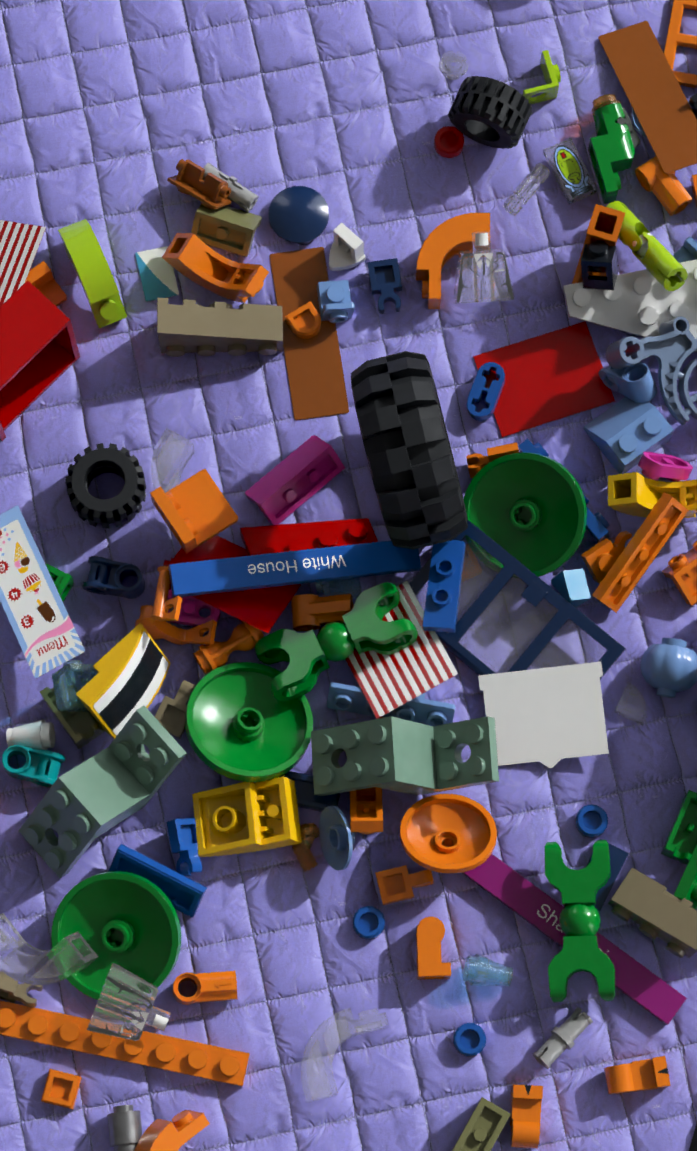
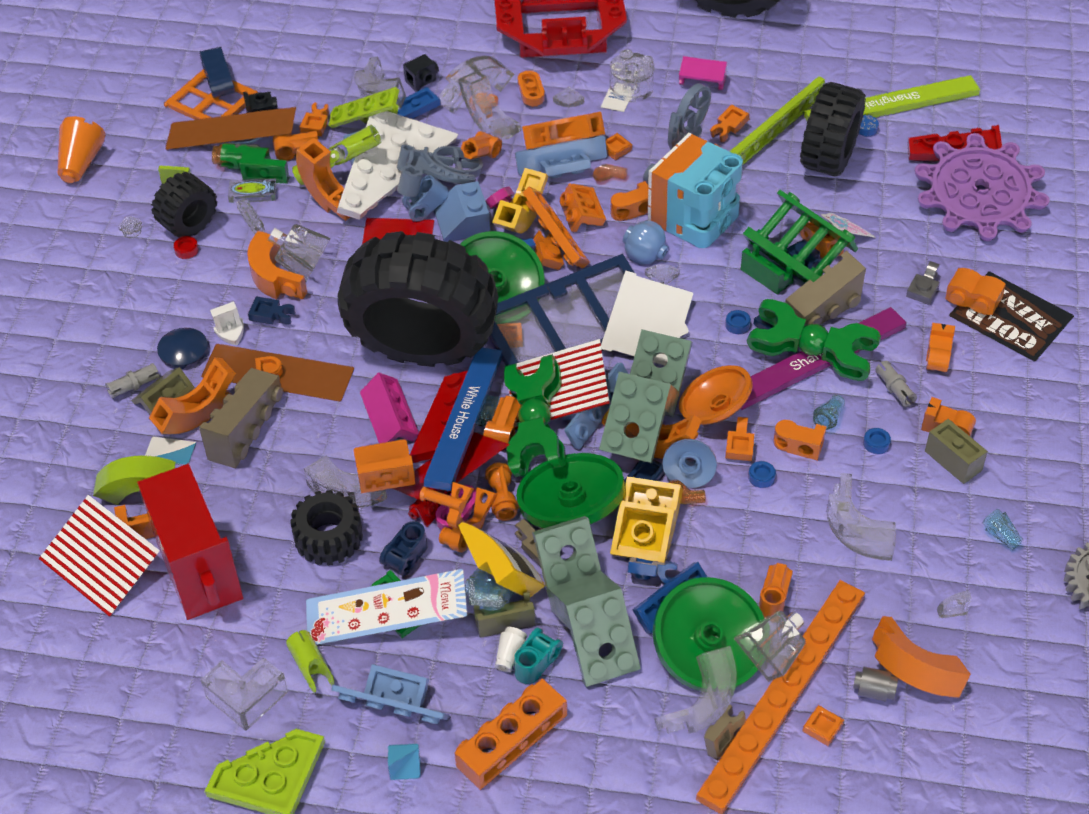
camera: 65 degrees left, 25 degrees down
(211, 192) = (129, 387): dark orange hinge -> none
(335, 301) = (264, 345): medium blue bracket -> none
(444, 586) = (527, 334): blue plate -> none
(572, 586) = (560, 269): slope -> none
(599, 258) = (338, 175): black brick -> none

